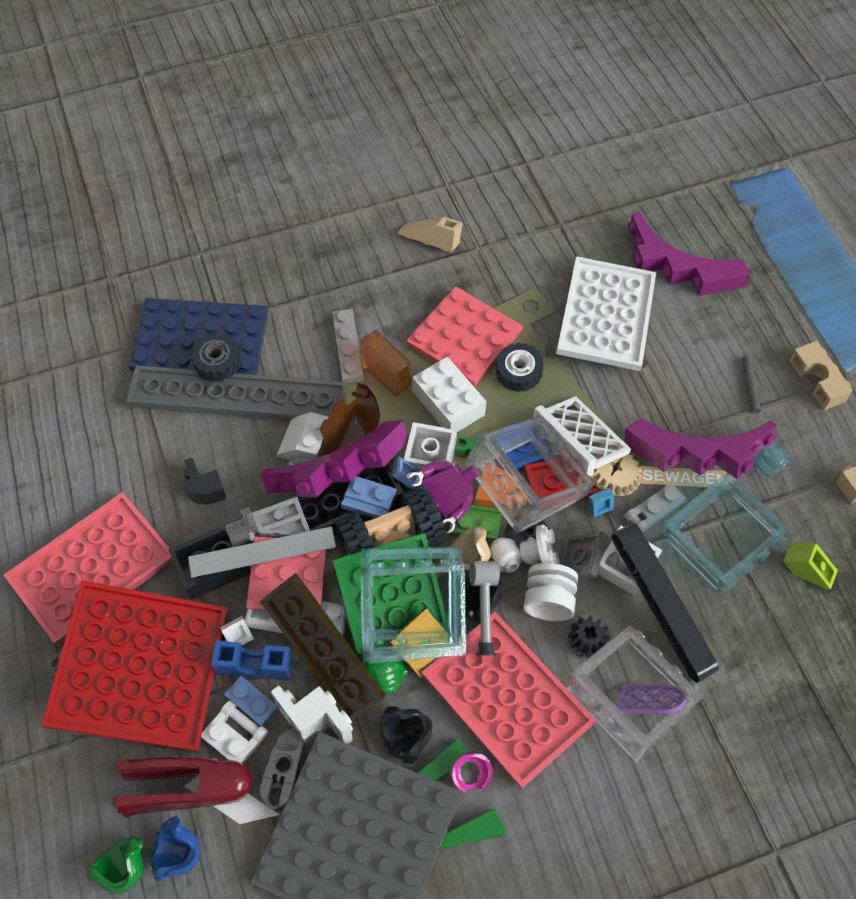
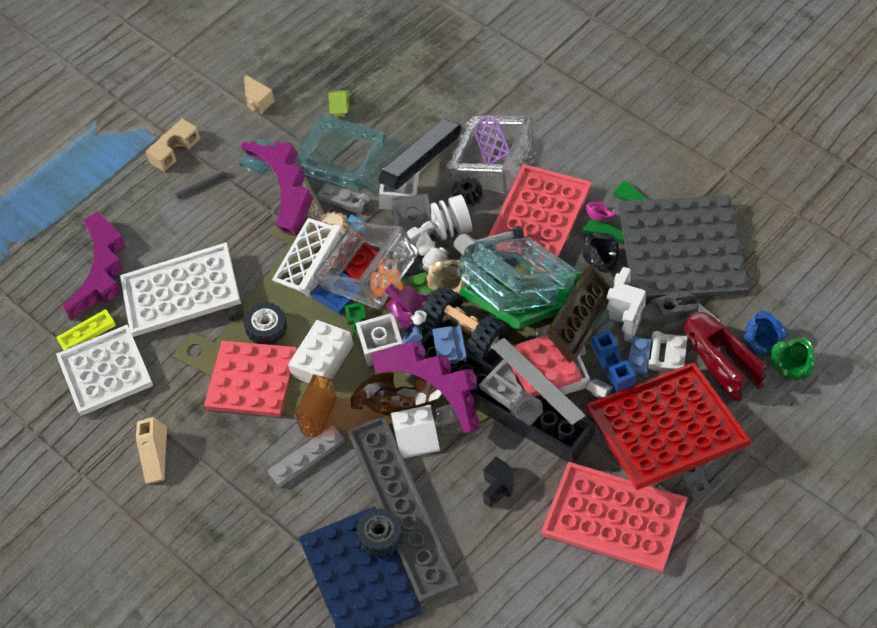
camera: 110 degrees left, 5 degrees down
(548, 228) = (104, 370): none -> white plate
(603, 229) = (86, 330): none -> neon yellow plate

